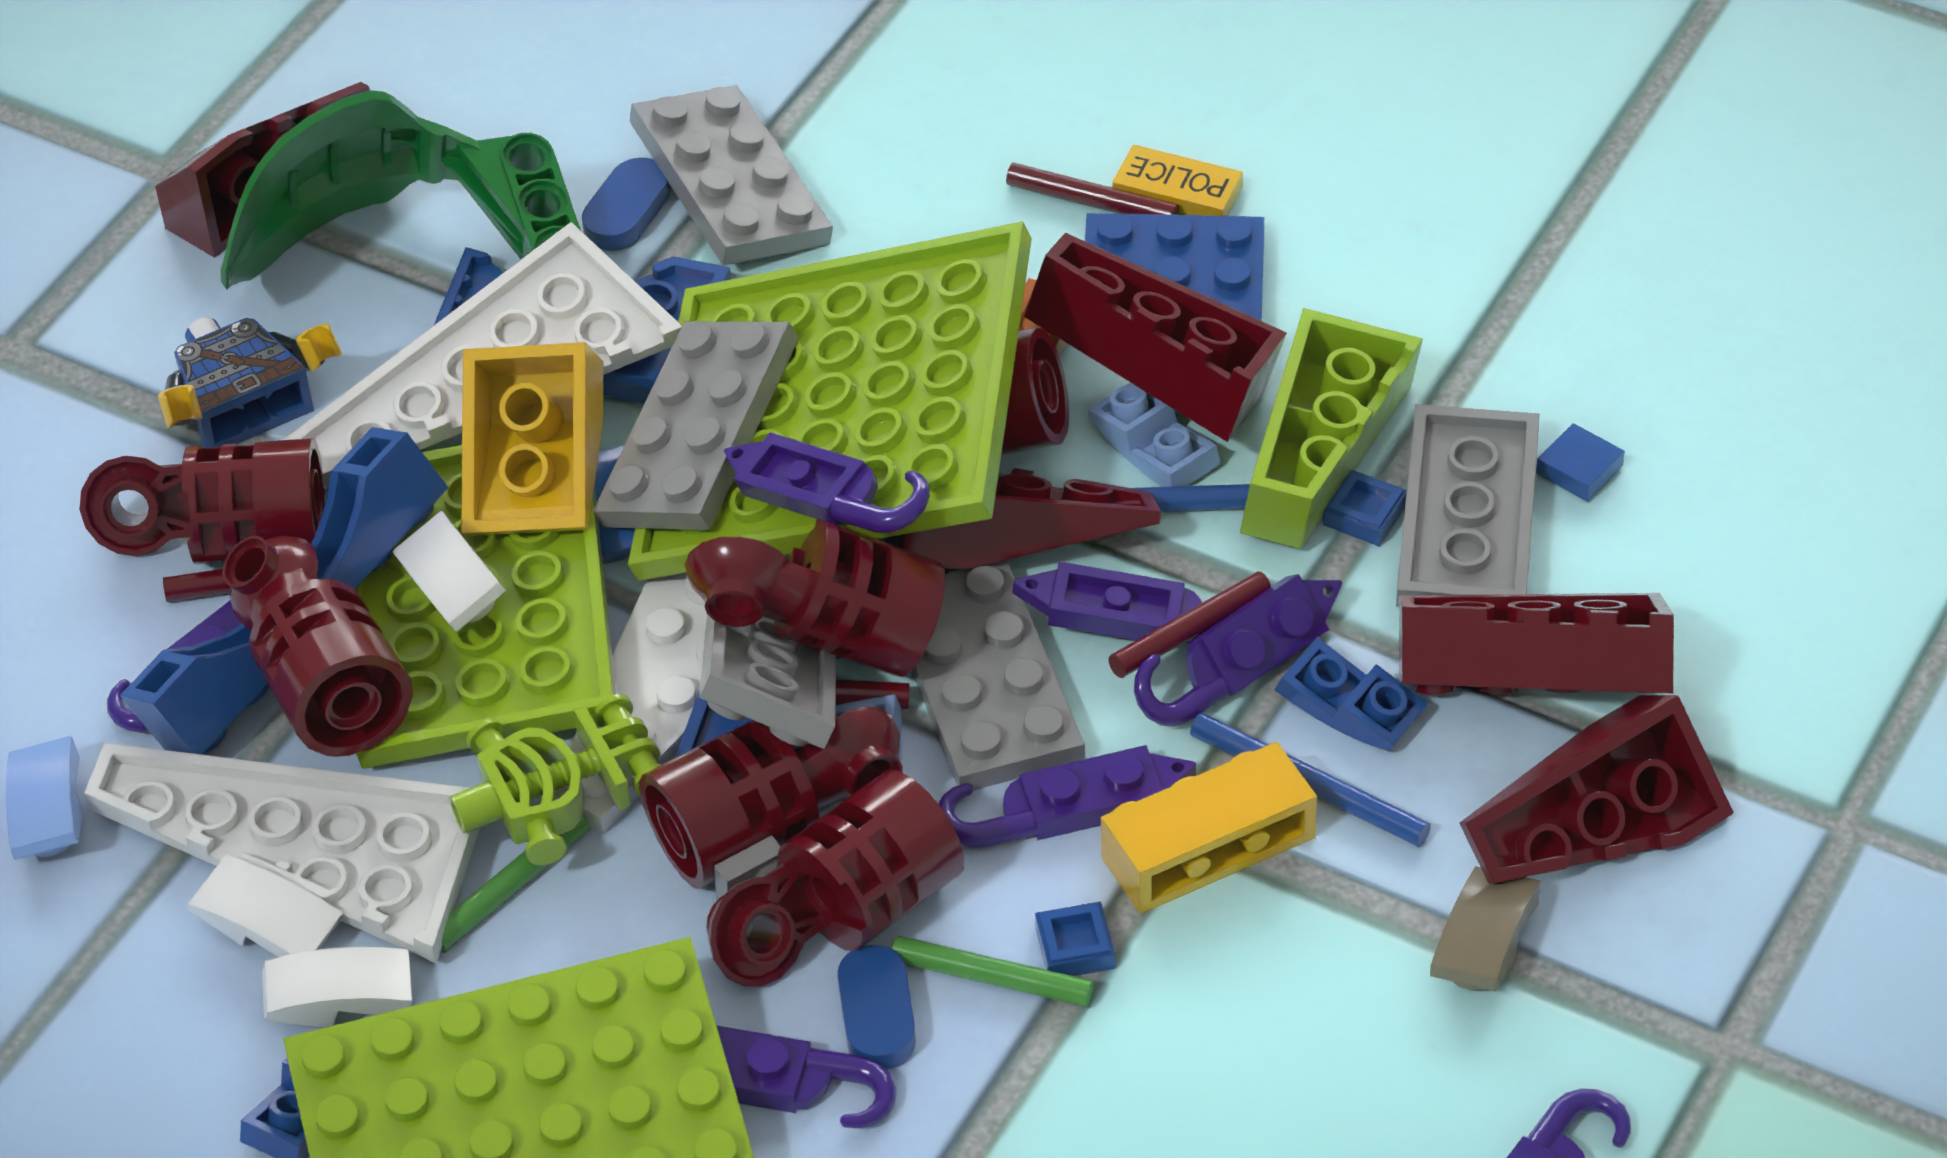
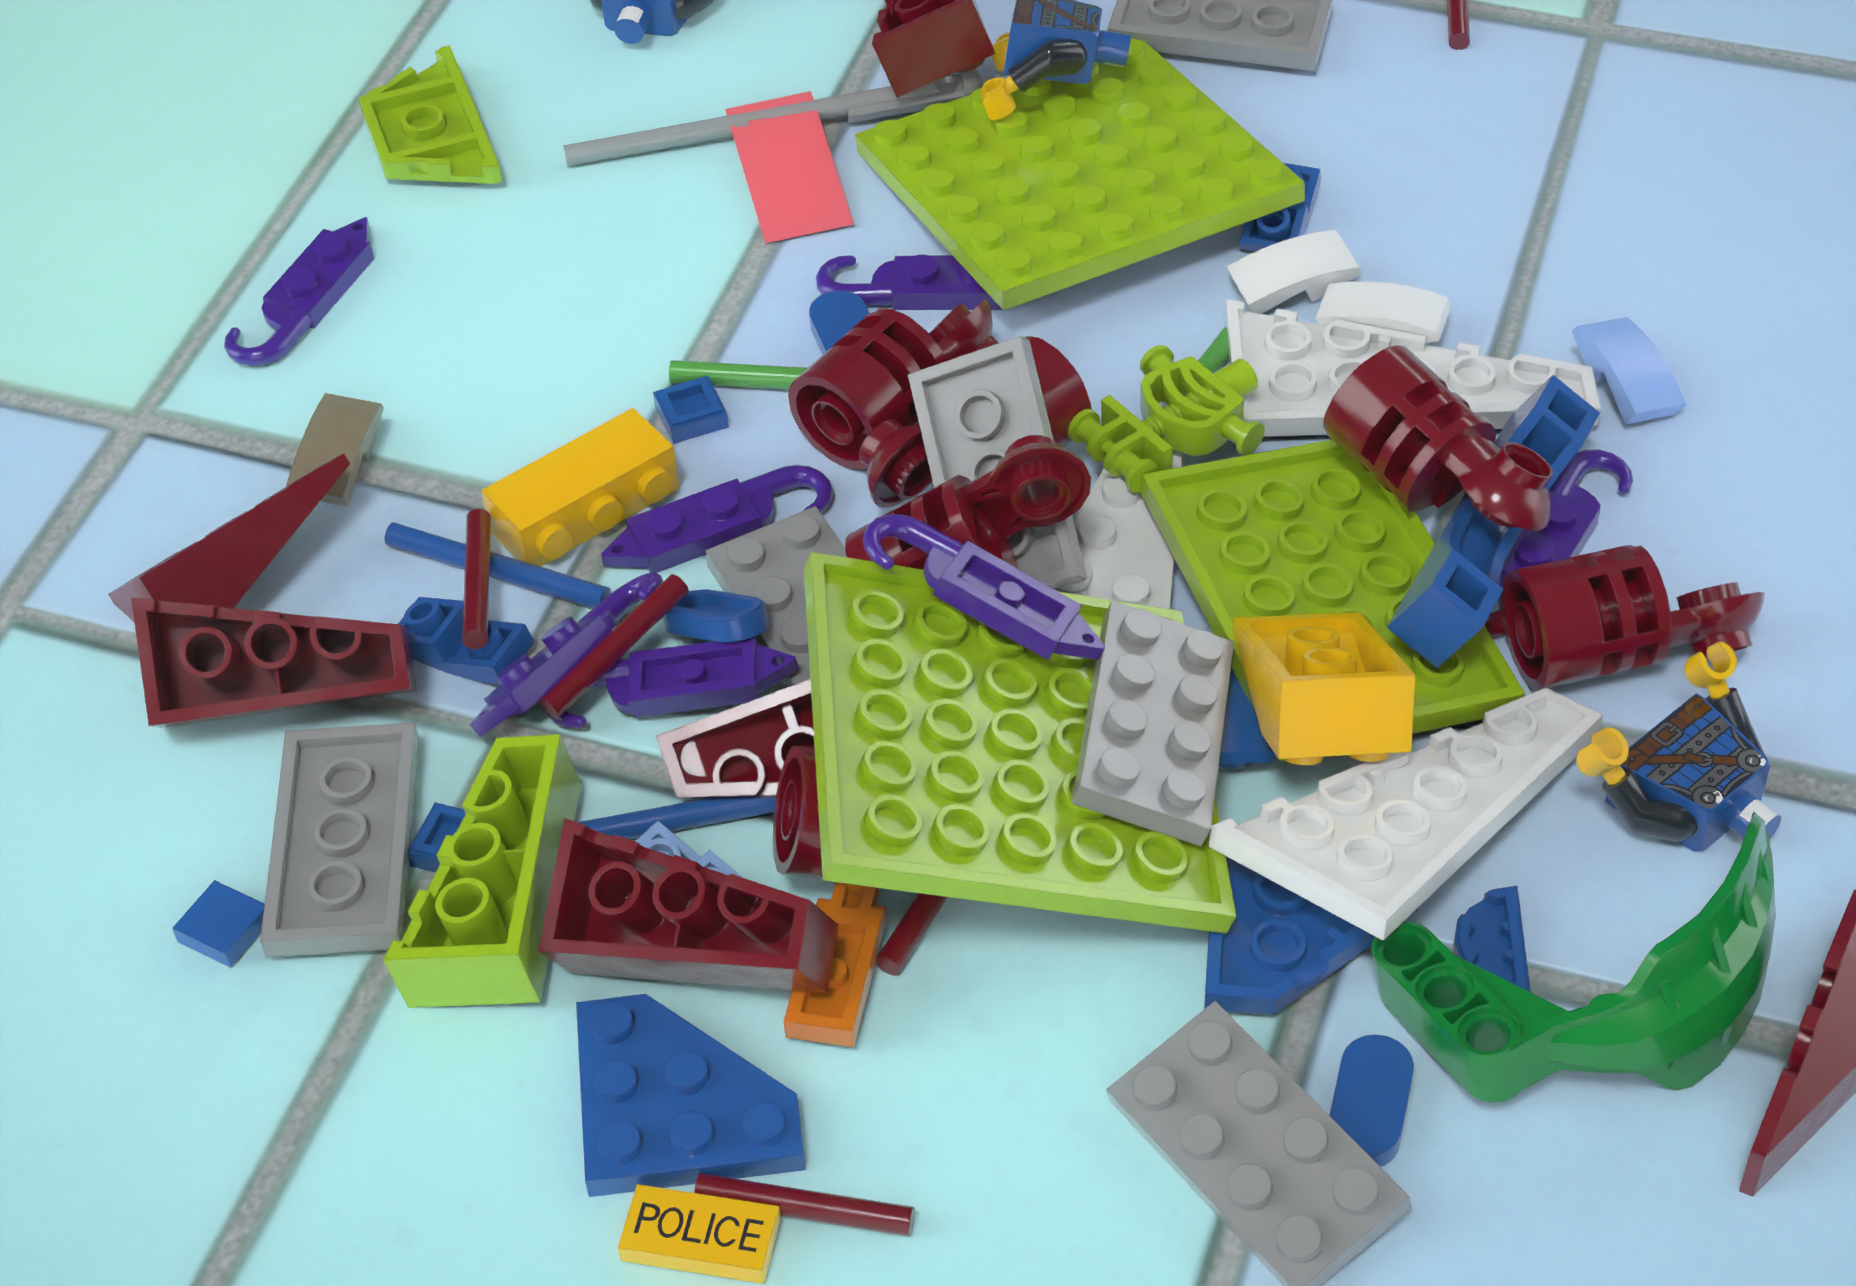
camera: 170 degrees right, 0 degrees up
(449, 572) = (1331, 535): white slope -> none
(1079, 650) = (717, 616): none -> blue tile
(1328, 723) = (476, 579): none -> dark red bar

